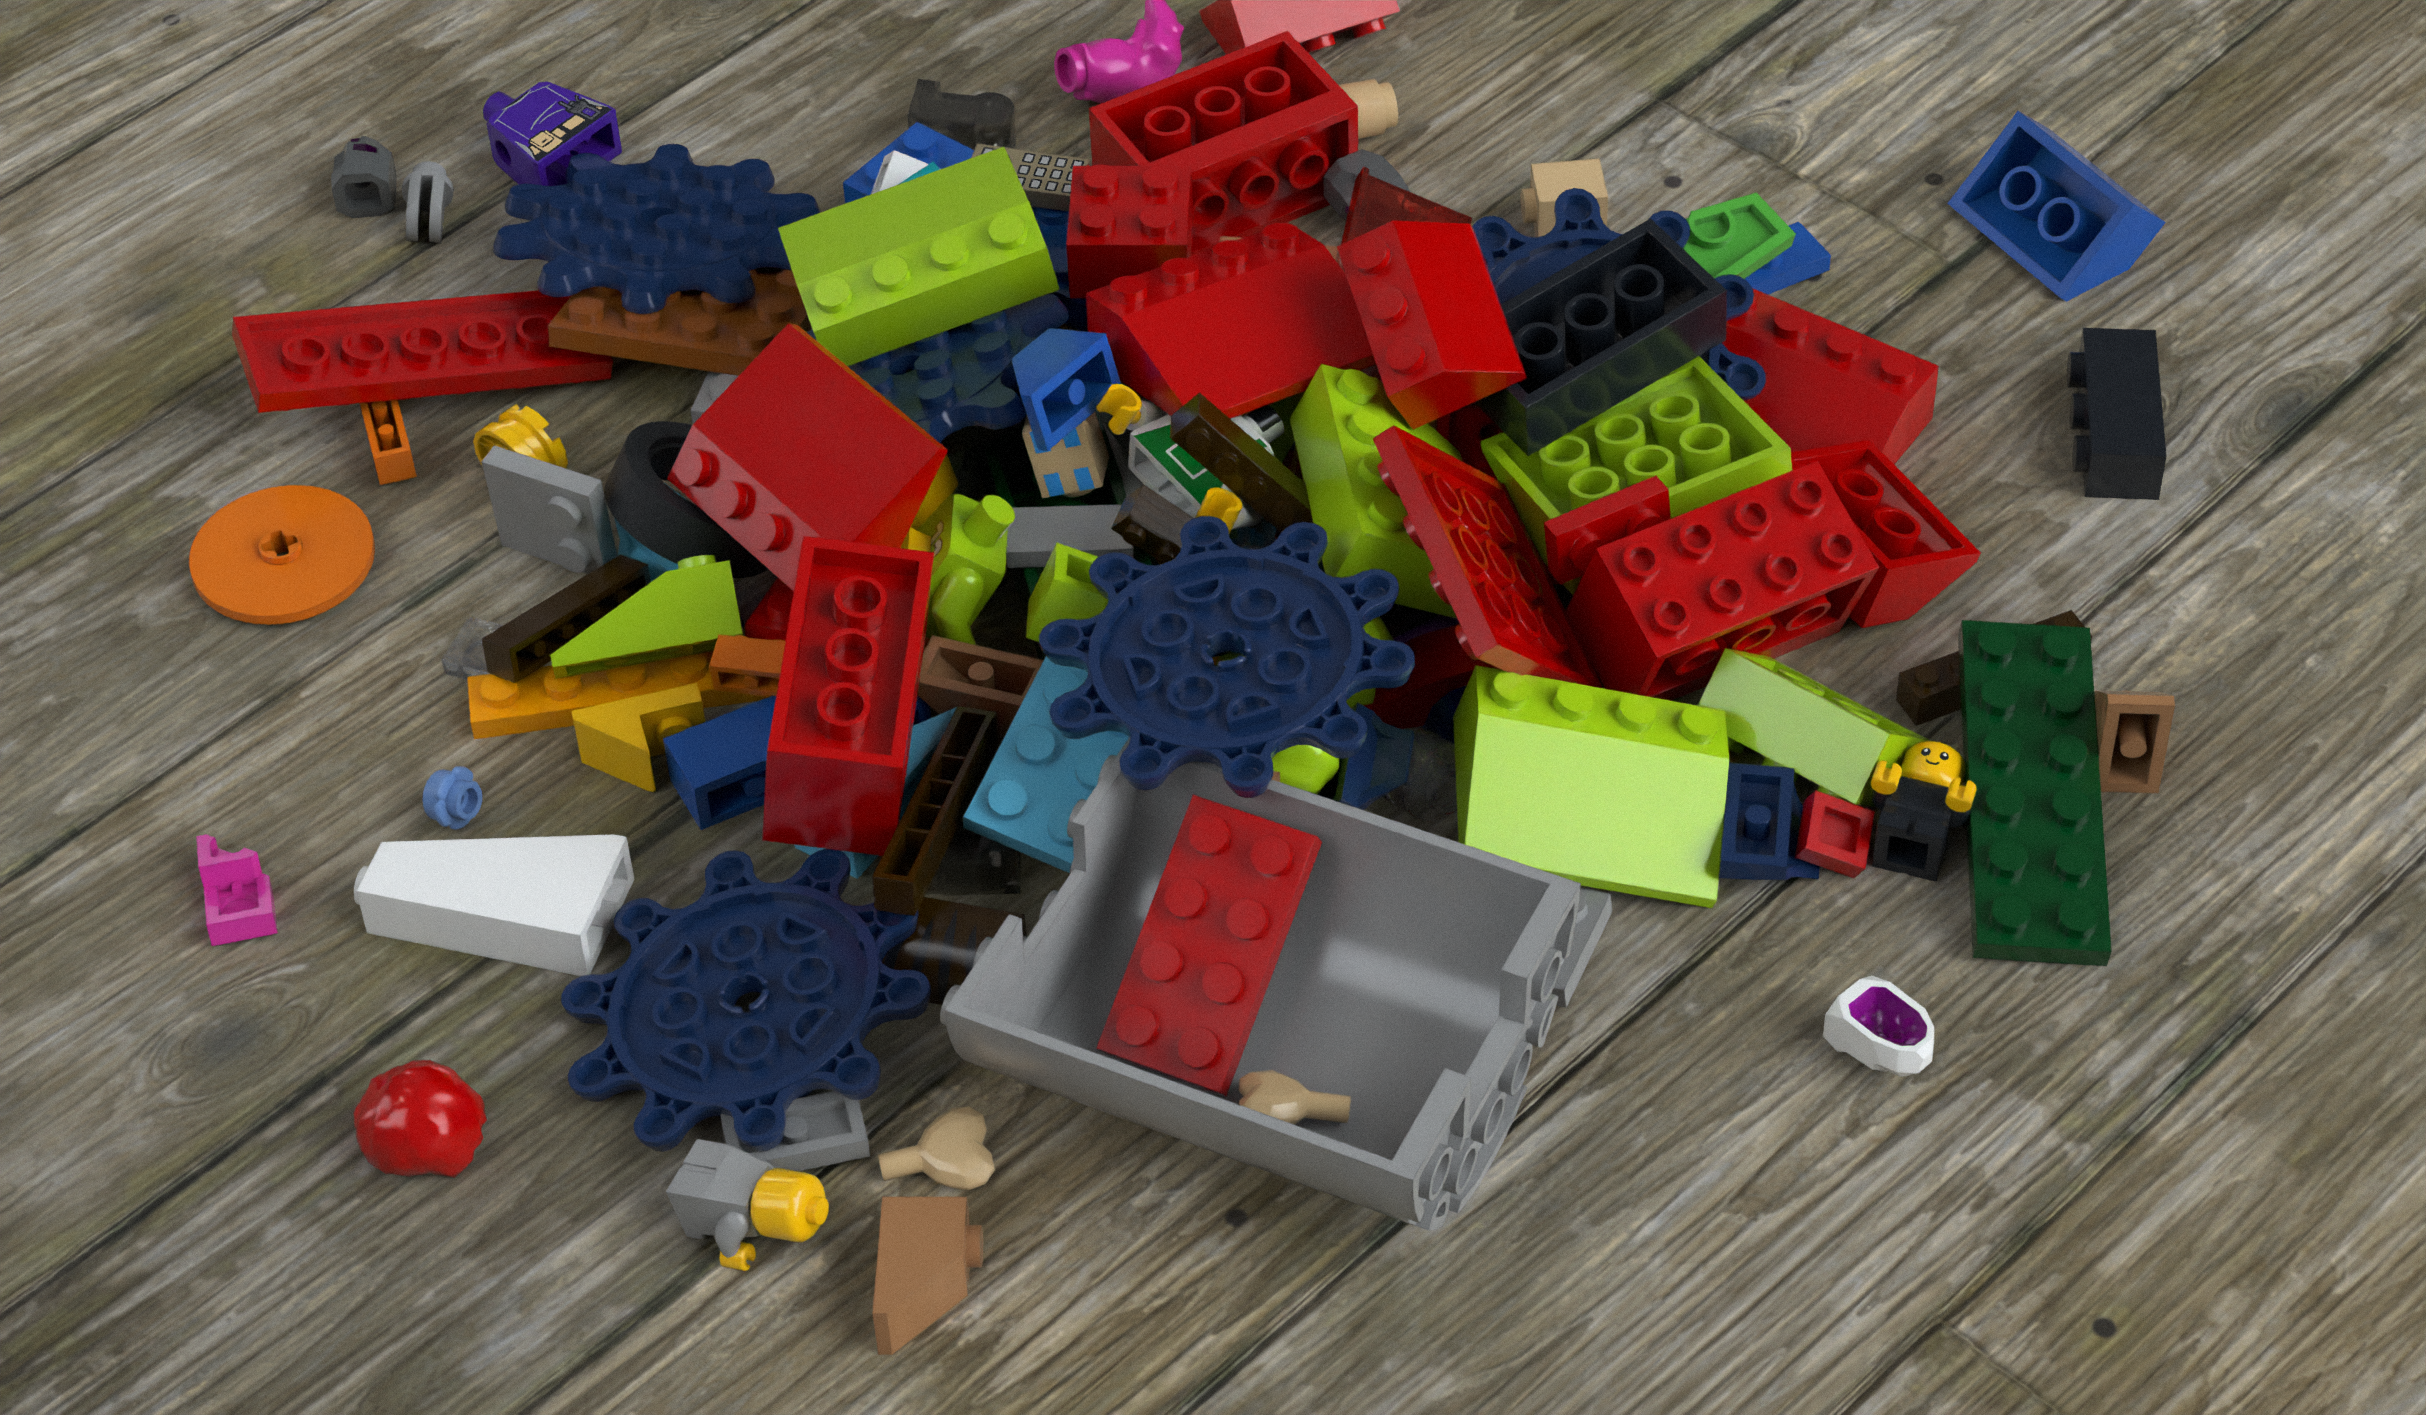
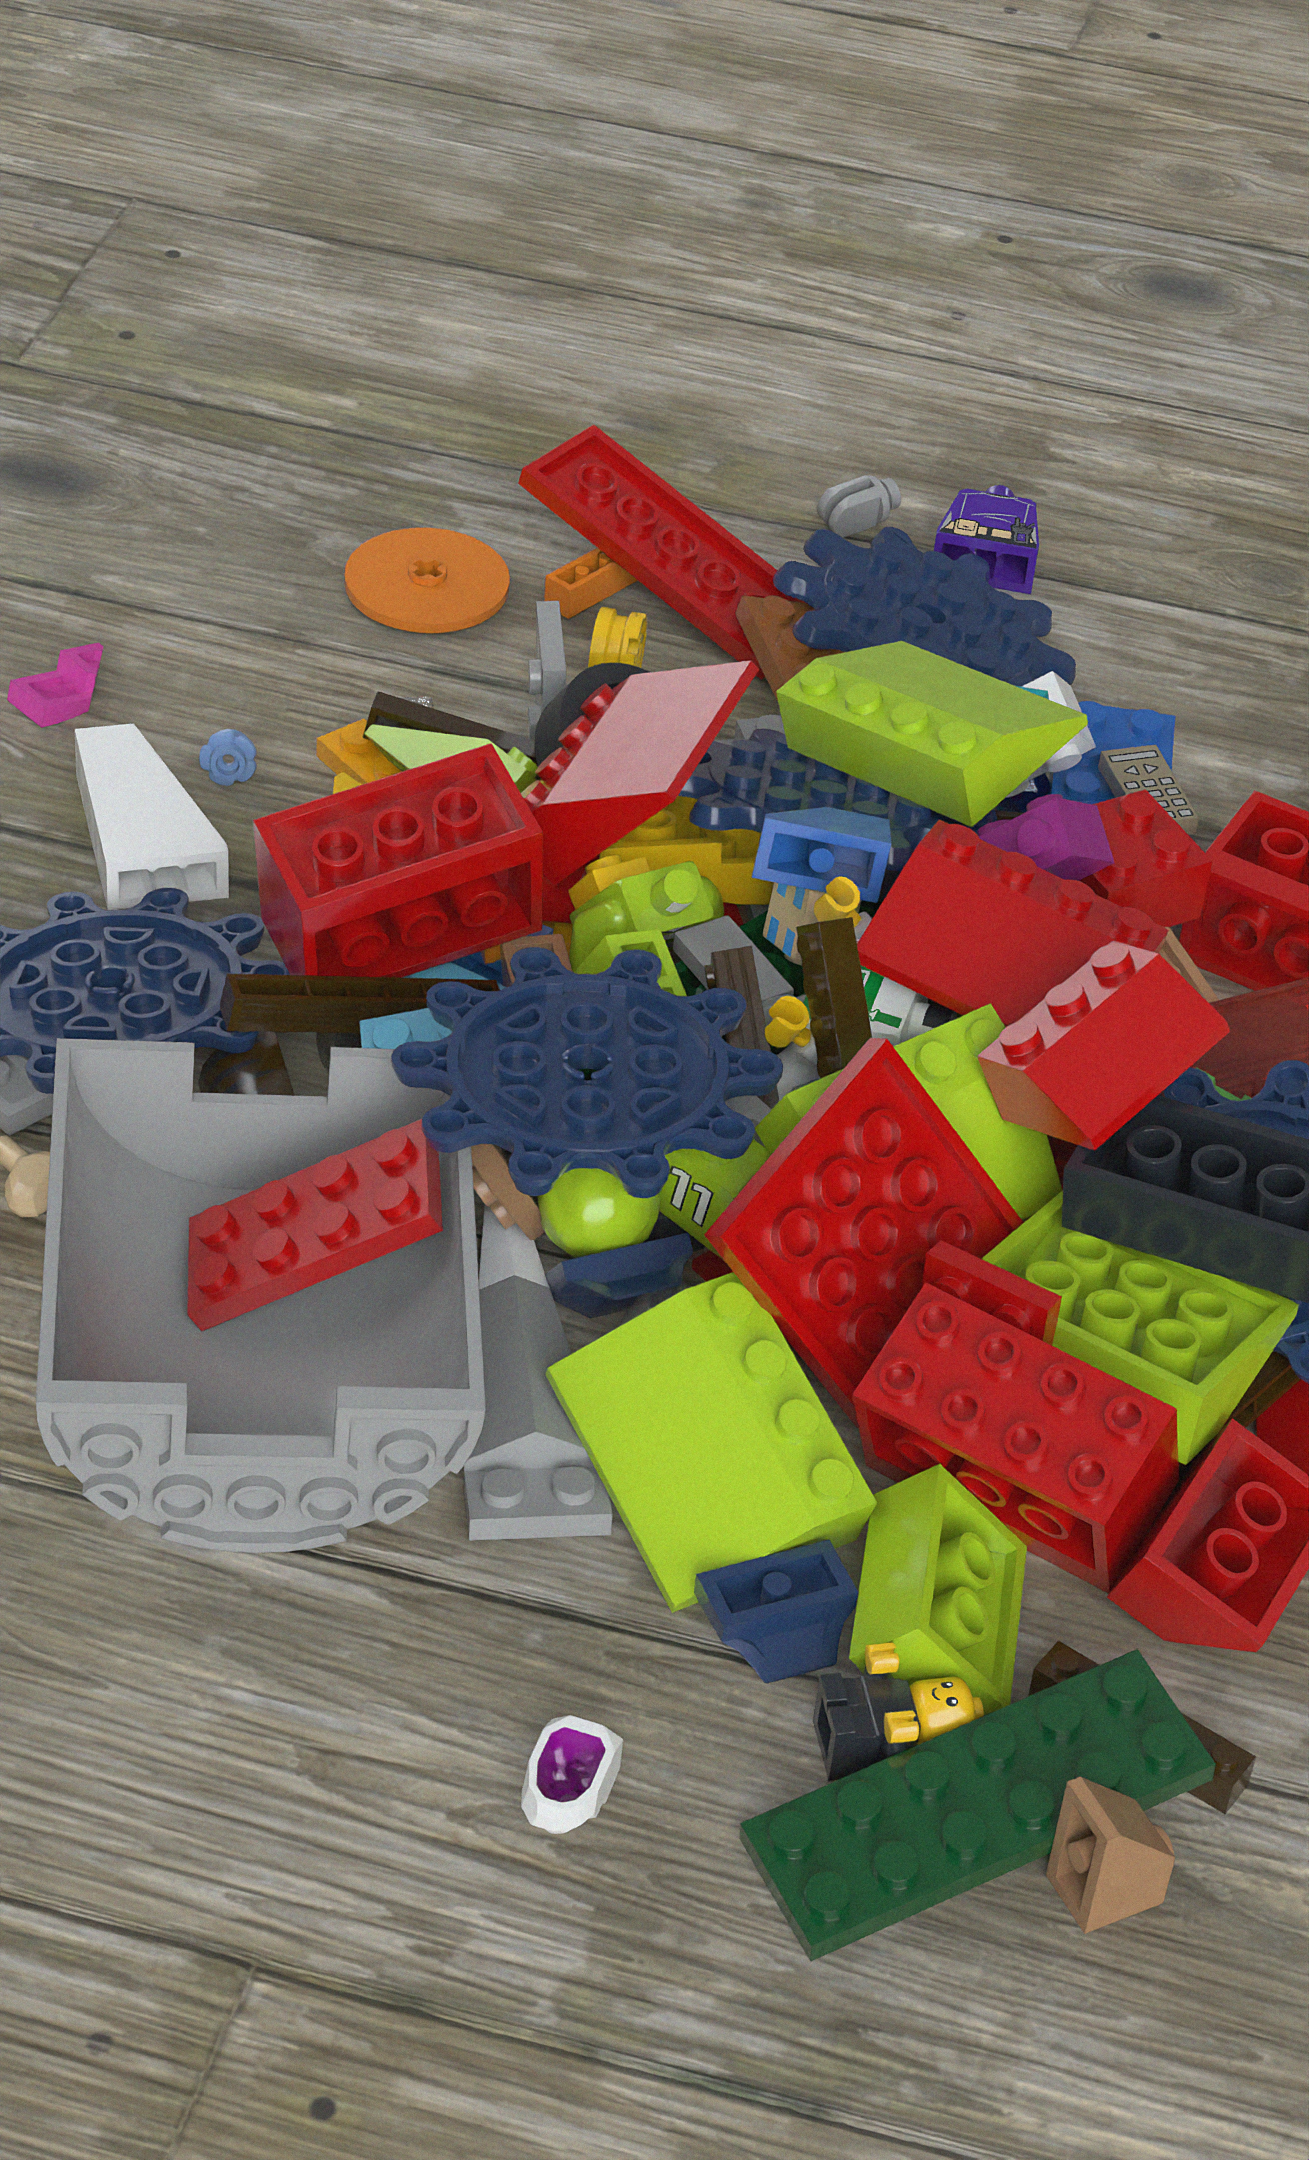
camera: 55 degrees right, 5 degrees down
(364, 179) = (860, 455): dark grey rock -> none
(964, 118) = (1228, 759): clear smoke leg -> none
(1123, 243) = (1056, 835): none -> magenta brick
(1289, 1099) = (203, 1358): tan rock -> none
(1834, 834) = (802, 1655): red plate -> none

